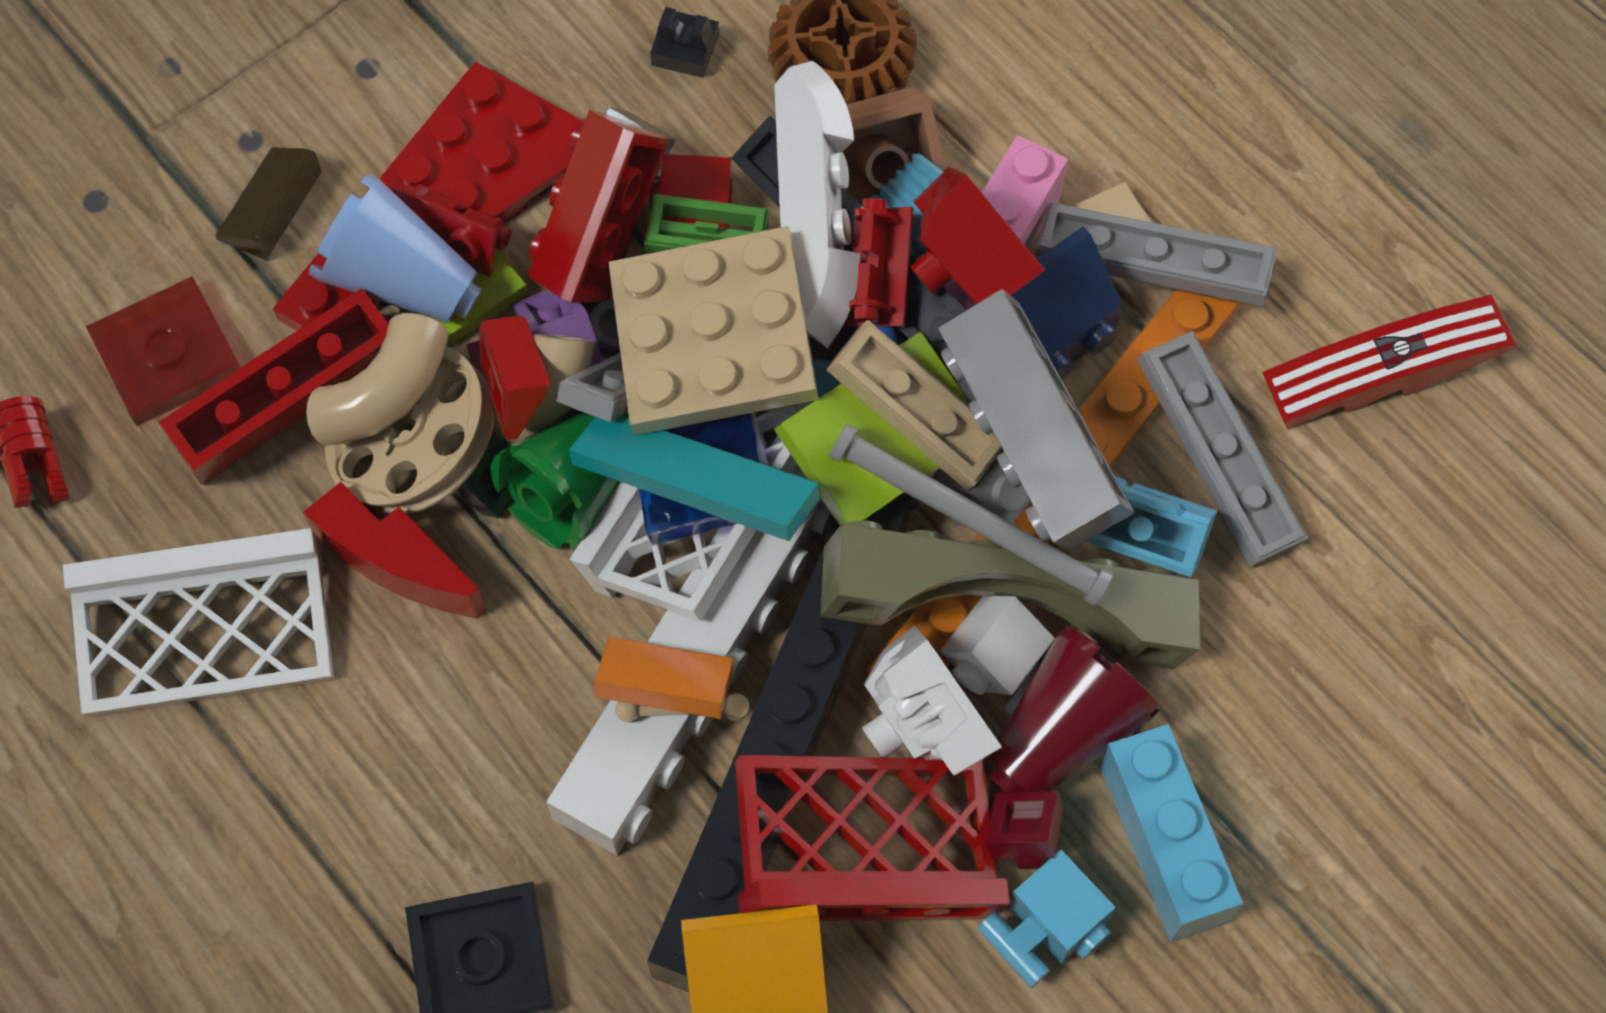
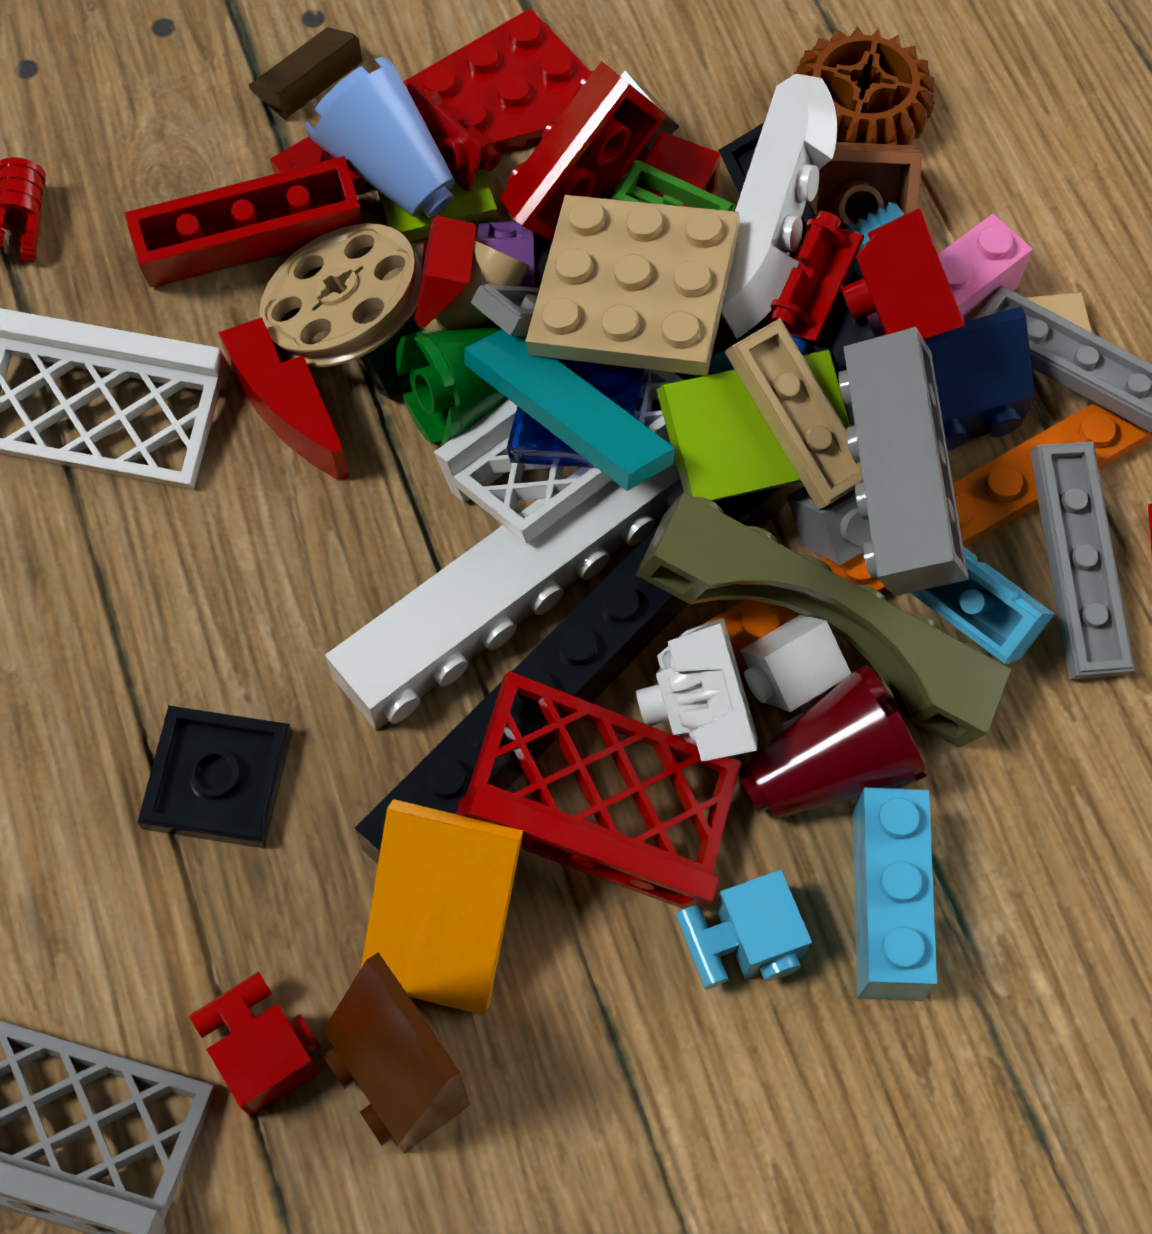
camera: 20 degrees right, 0 degrees up
(163, 350) = (163, 159): clear red tile -> none
(383, 389) = (330, 247): tan cylinder -> none
(663, 677) = (472, 581): orange tile -> none
(684, 42) = (722, 48): black tile -> none
(735, 709) = (527, 631): tan hinge -> none
(971, 515) = (810, 528): light grey bar -> none
(1025, 827) = (755, 837): dark red tile -> none

